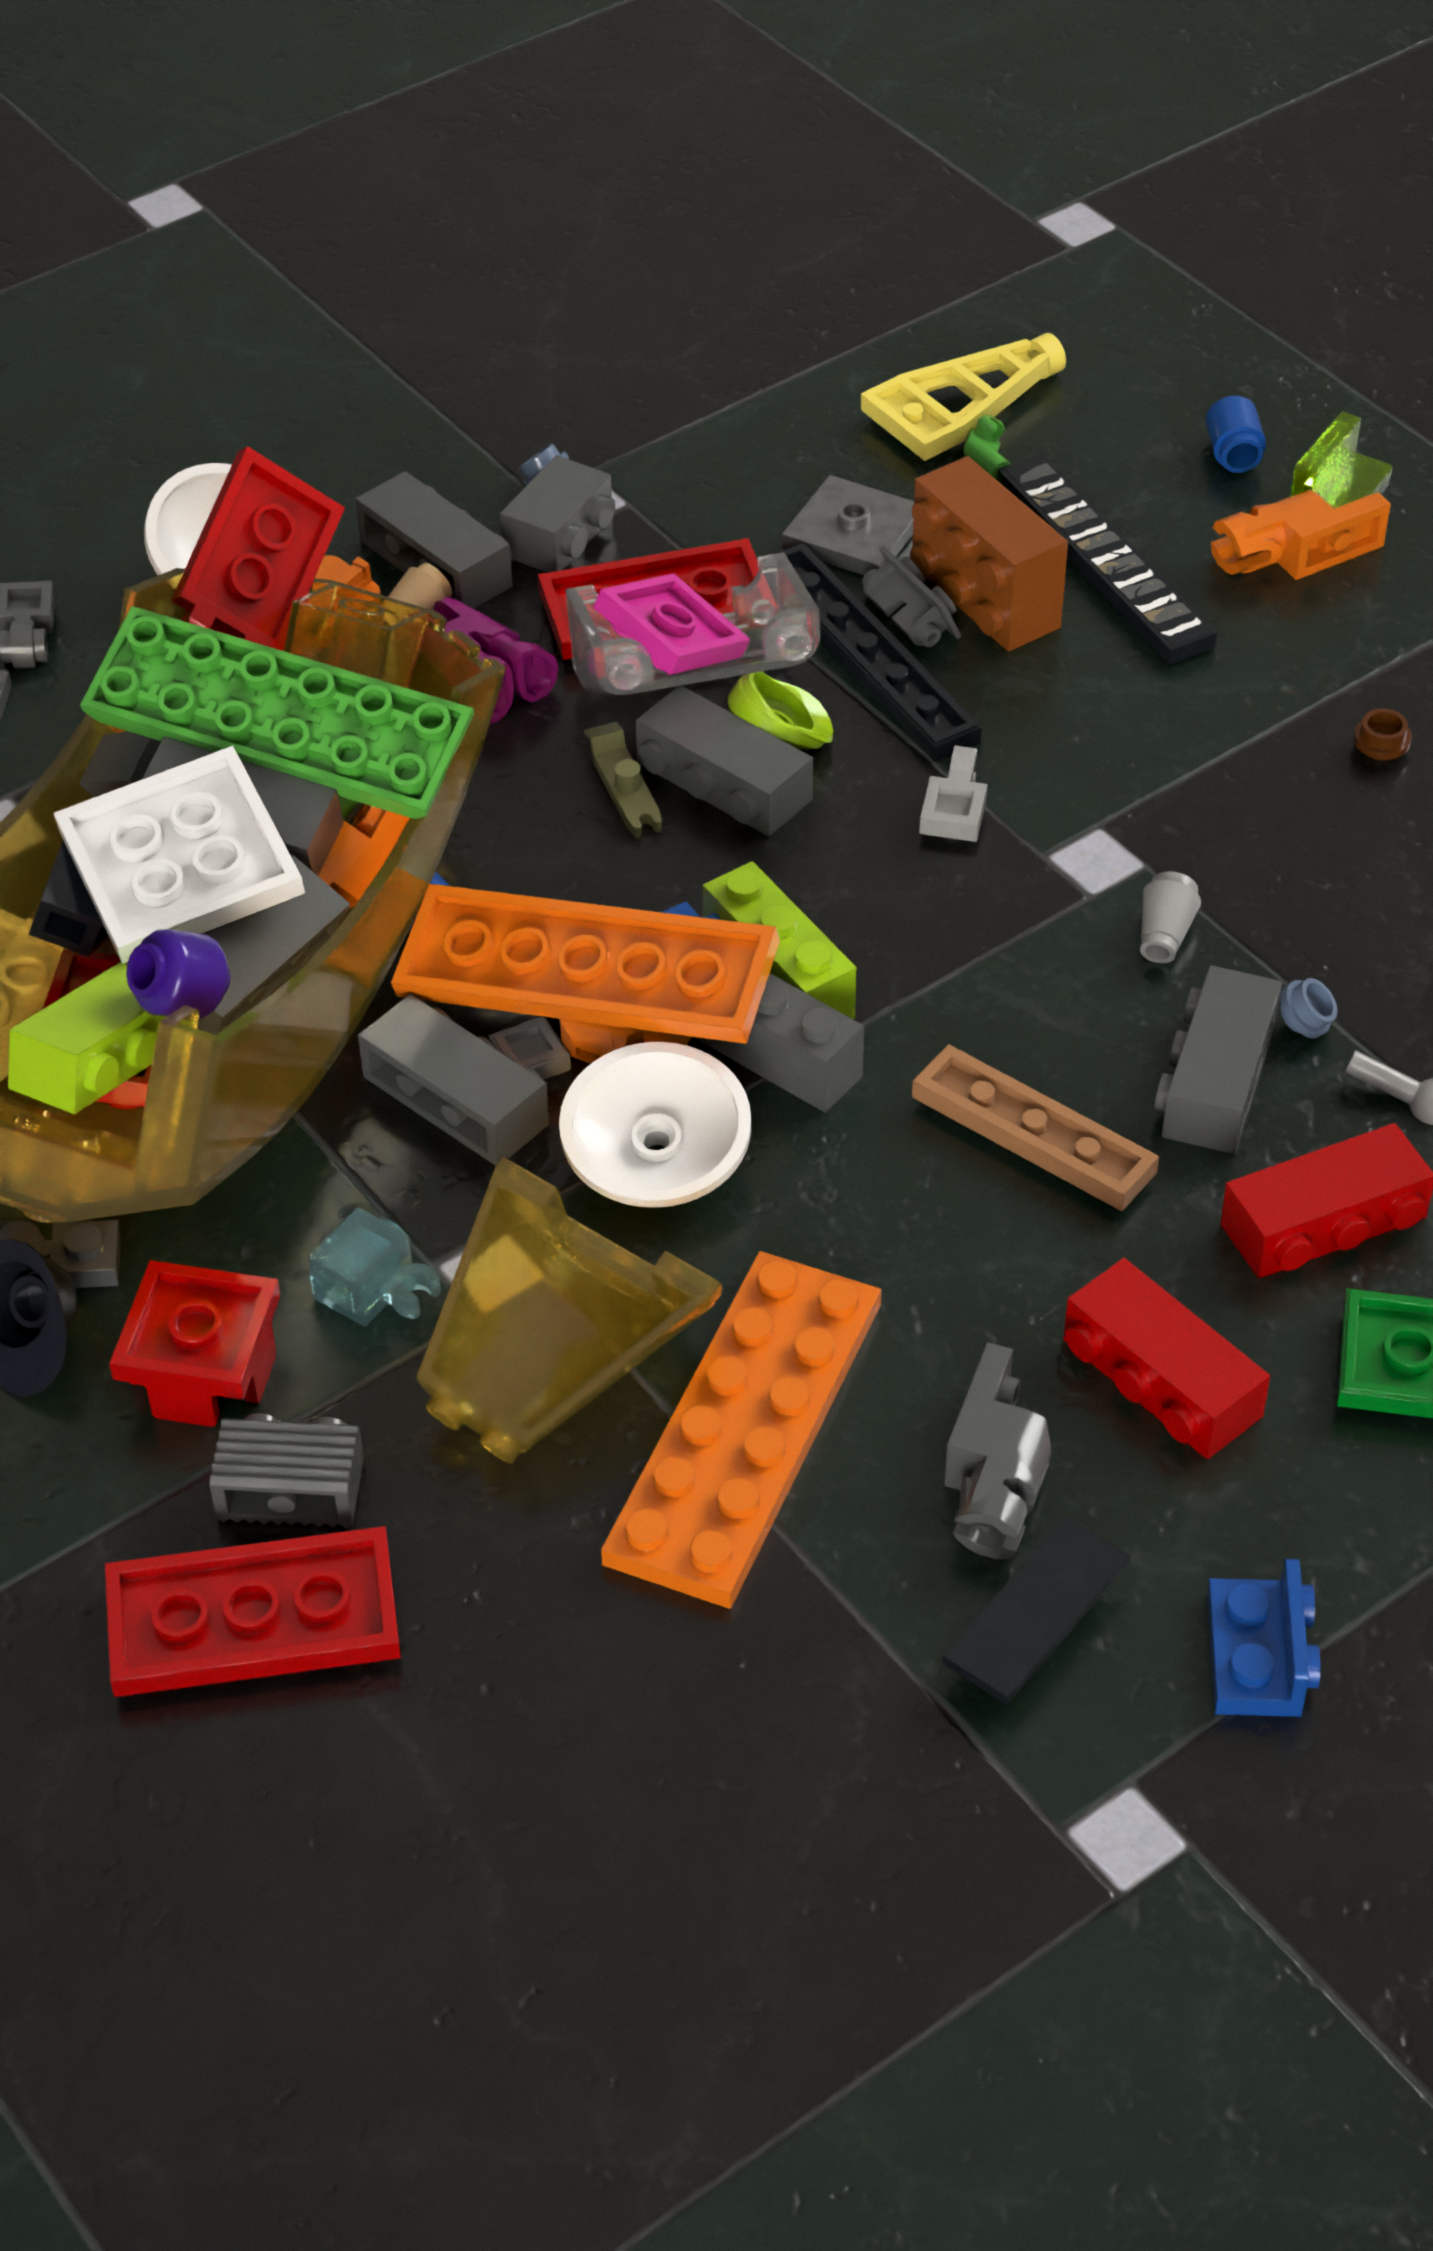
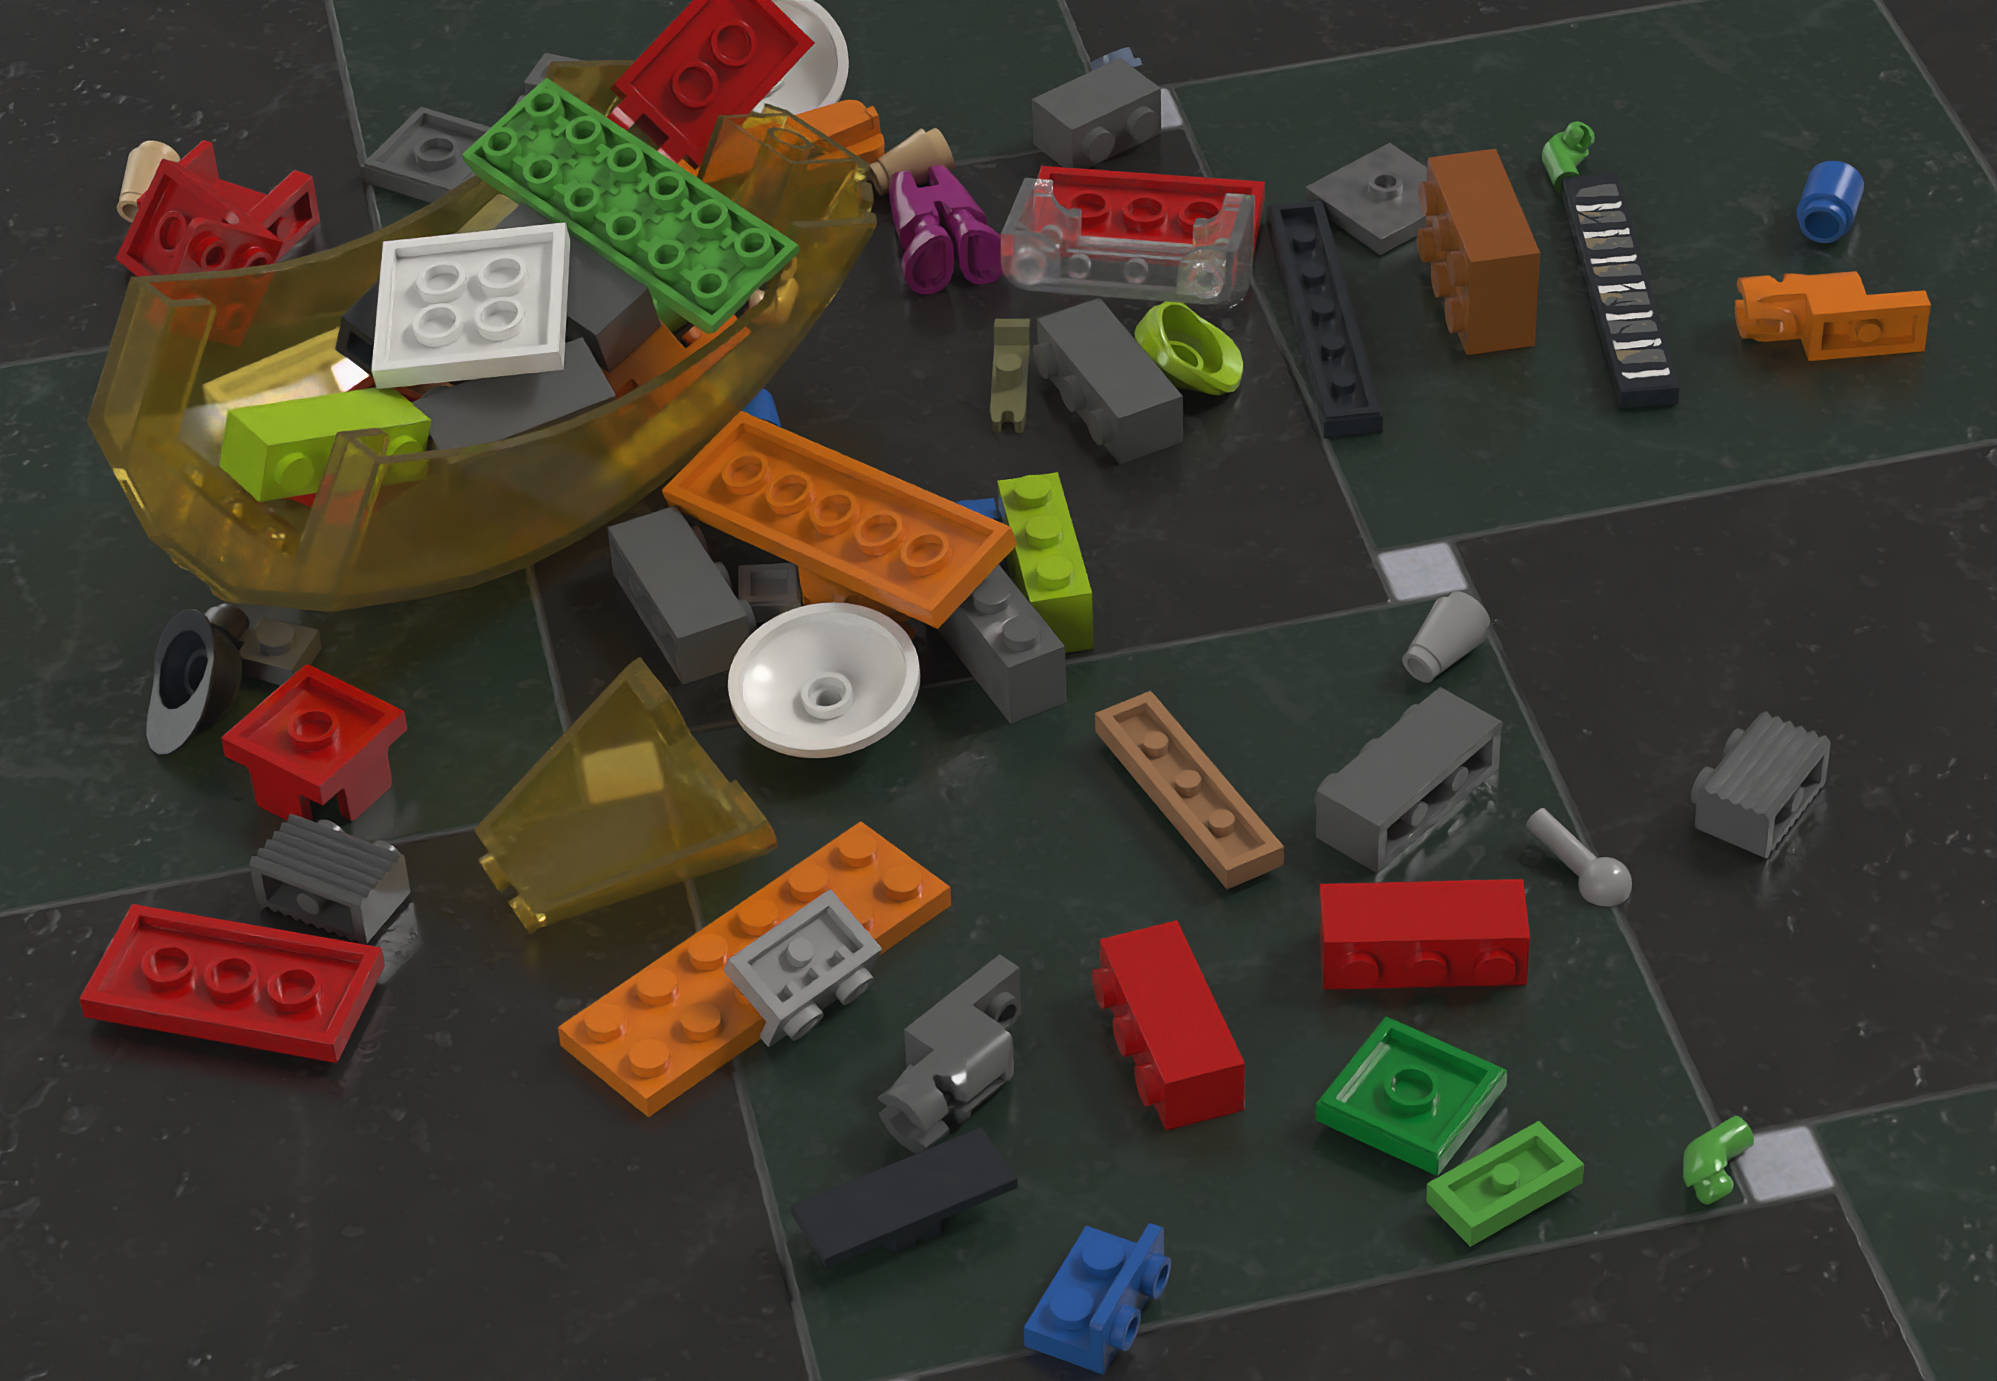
camera: 25 degrees right, 5 degrees down
(177, 971) = (401, 402): dark purple head -> none
(367, 1267) = (500, 729): clear light blue brick -> none
(417, 526) = (959, 98): dark grey brick -> none
(671, 623) = (1109, 235): dark pink plate -> none
(810, 1411) = (805, 967): none -> light grey bracket
(925, 610) = (1388, 286): dark grey hinge -> none
(926, 425) = (1518, 120): light yellow plate -> none
(955, 803) = (1310, 479): light grey plate -> none
(1308, 1007) = (1527, 757): sand blue plate -> none
(1335, 467) = (1917, 258): clear neon green panel -> none
(1383, 734) = (1786, 528): reddish brown plate -> none

